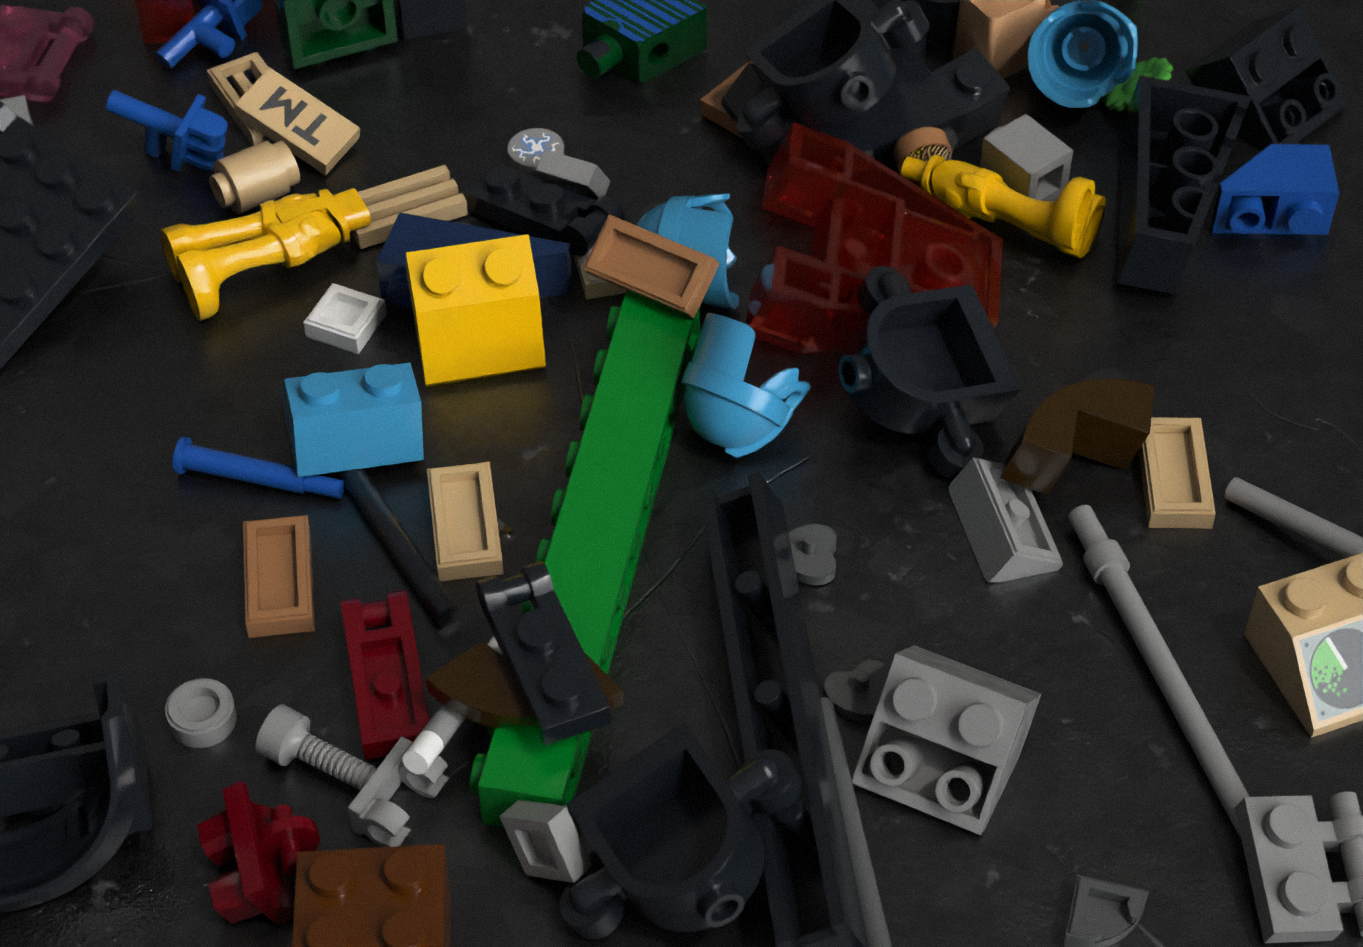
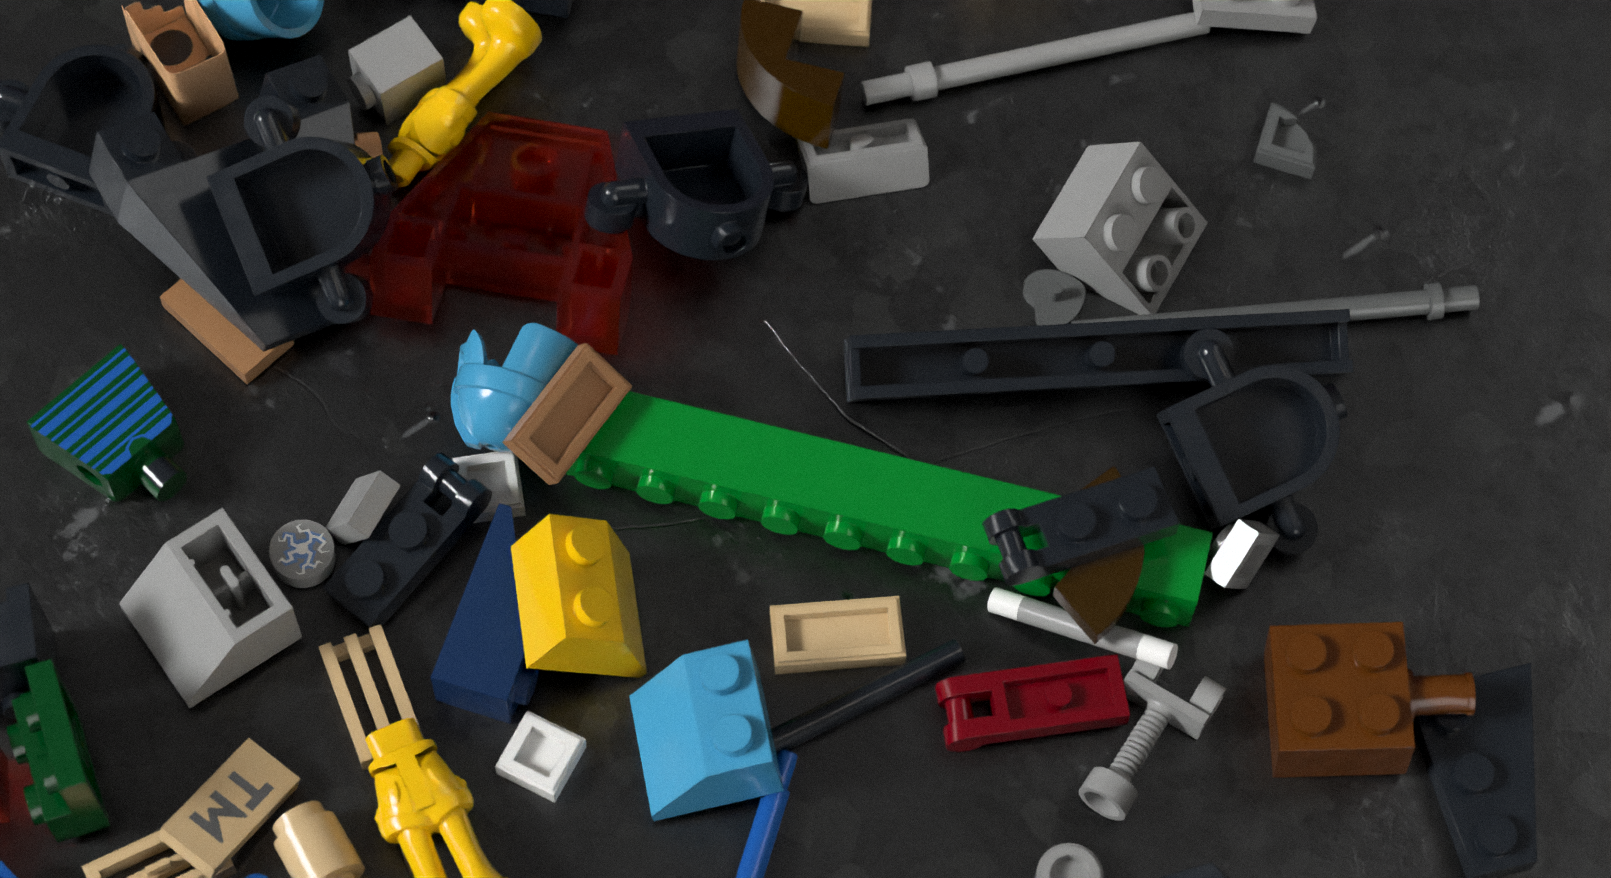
camera: 90 degrees left, 15 degrees up
(265, 851) = (1277, 807): dark red hips -> none
(278, 576) = (900, 812): medium nougat tile -> none
(480, 97) = (209, 609): none -> light grey slope
(726, 407) = (717, 358): dark azure helmet -> none
(813, 553) = (883, 318): dark grey piece -> none

